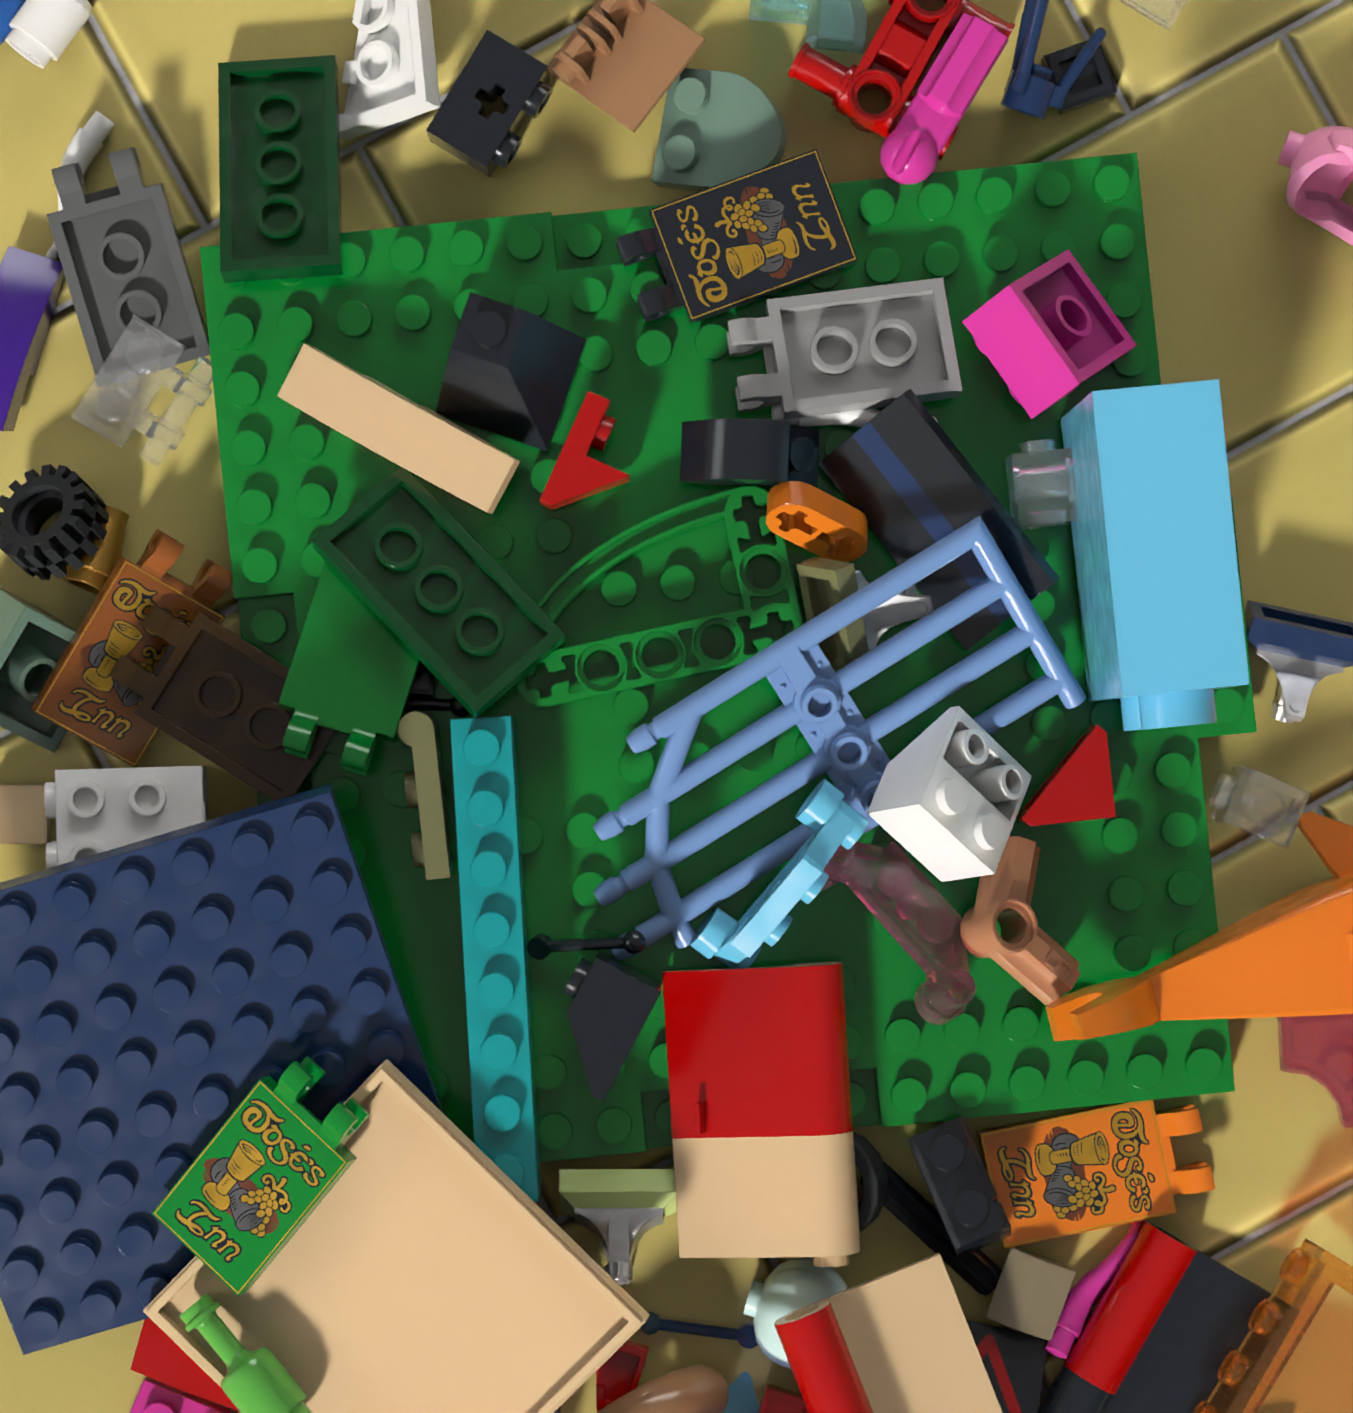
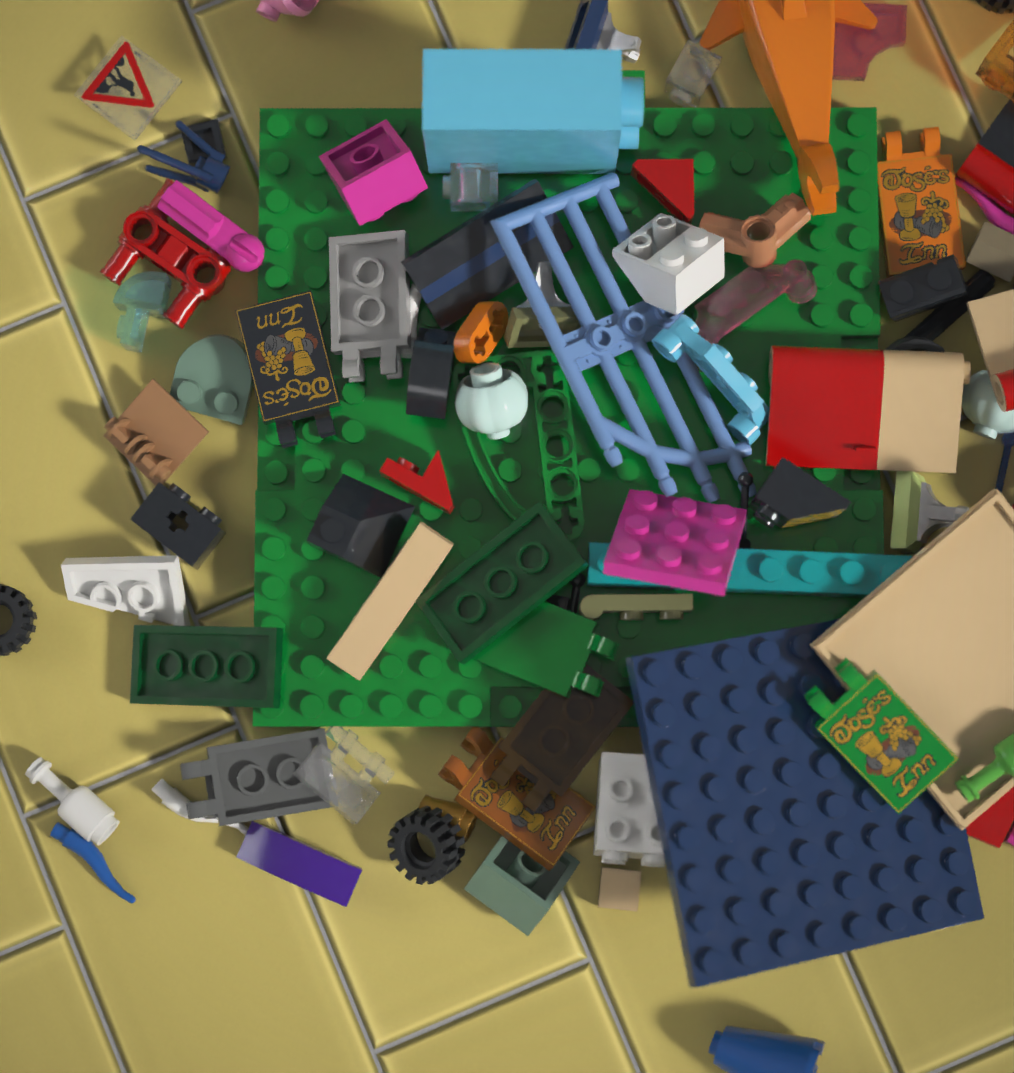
camera: 75 degrees left, 5 degrees down
(520, 844) = (675, 542): none -> dark pink plate
(714, 555) = (491, 400): none -> light aqua plant

